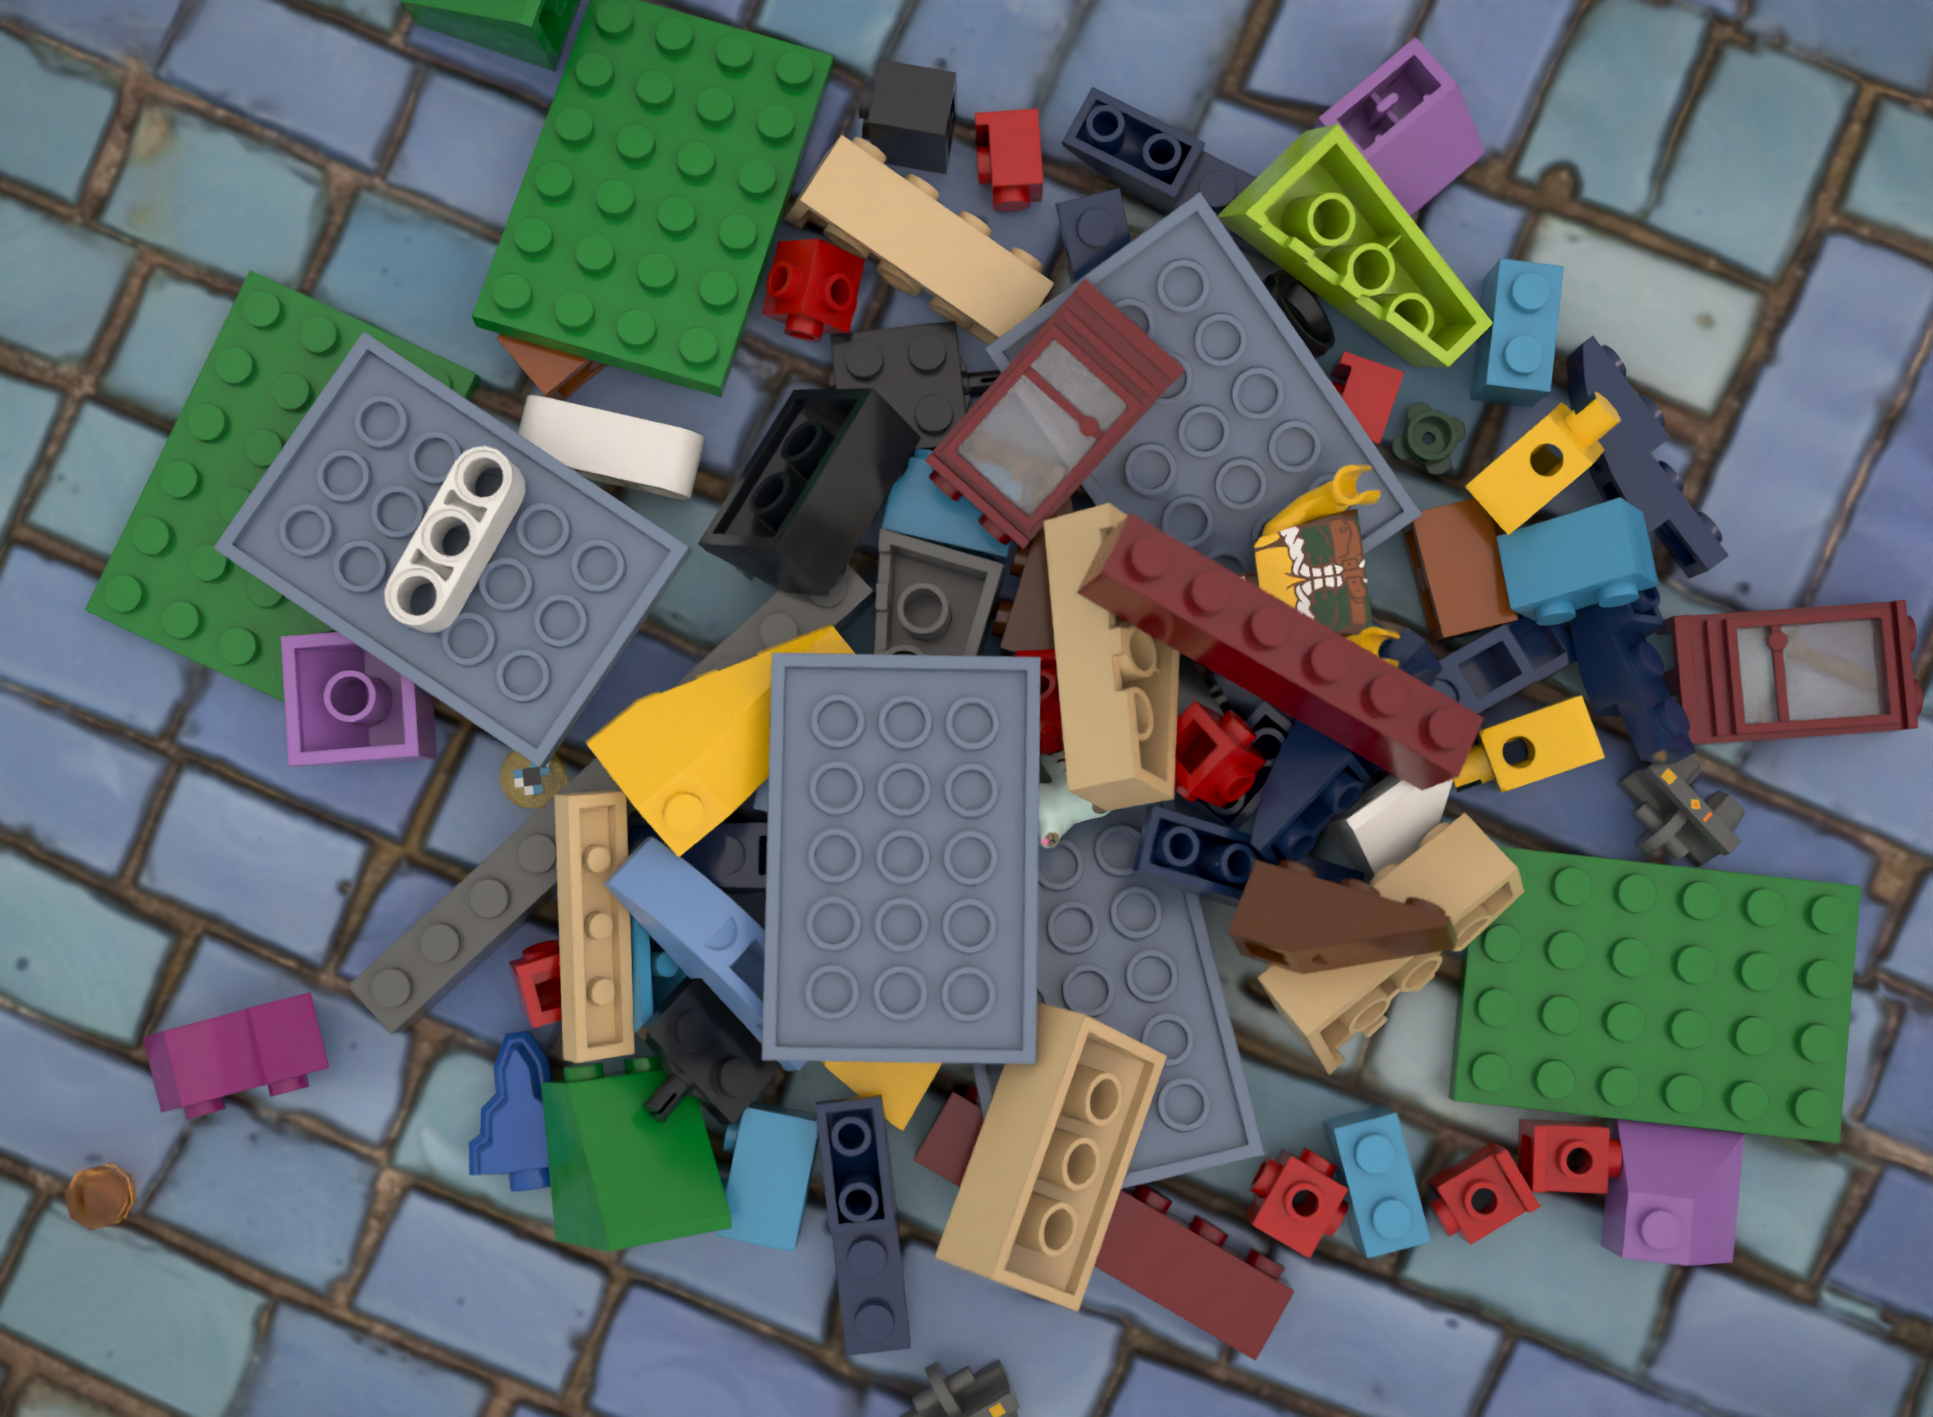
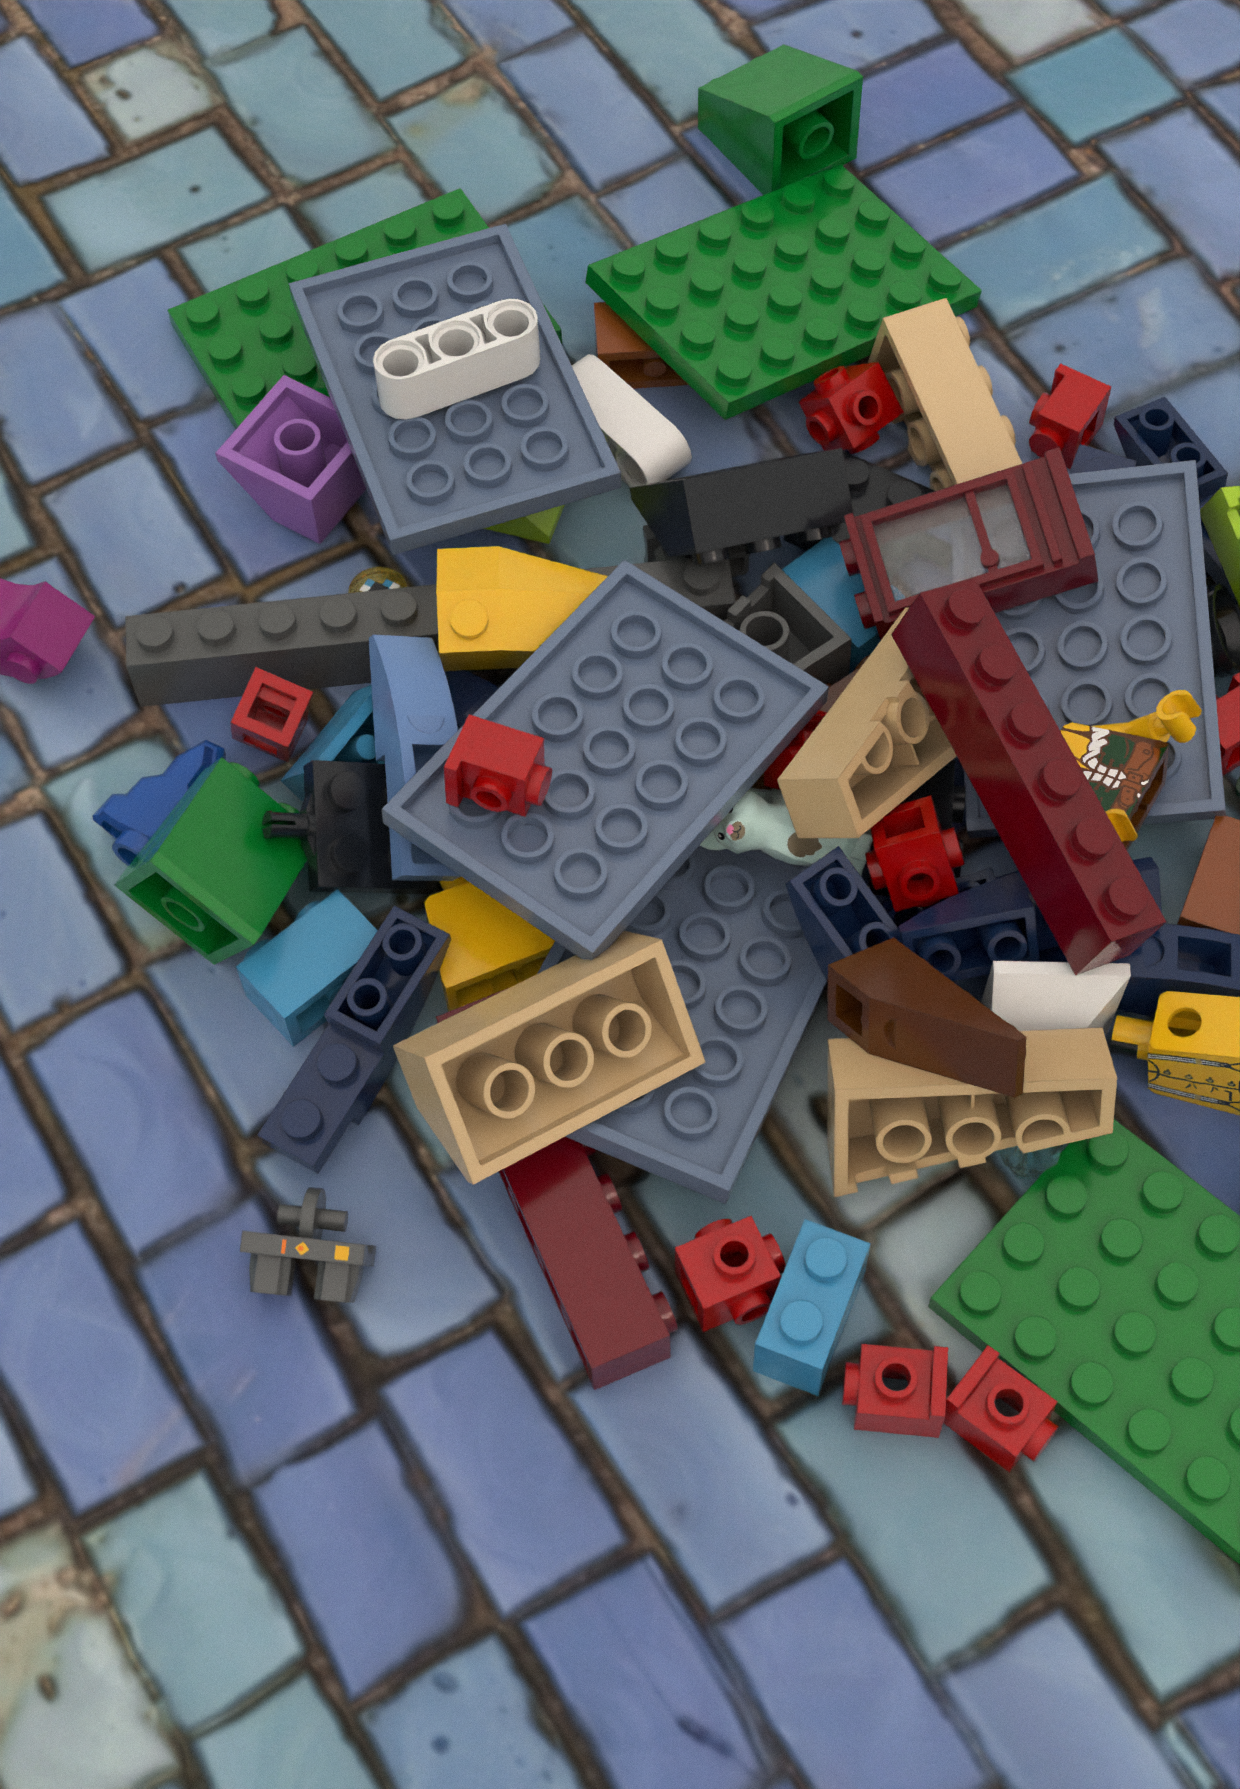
camera: 35 degrees right, 25 degrees down
(593, 926) = (333, 676): tan plate -> none
(842, 967) = (496, 768): none -> red brick
(910, 115) = (1014, 337): black brick -> none
(1673, 1194) = (1081, 1522): medium lavender slope -> none

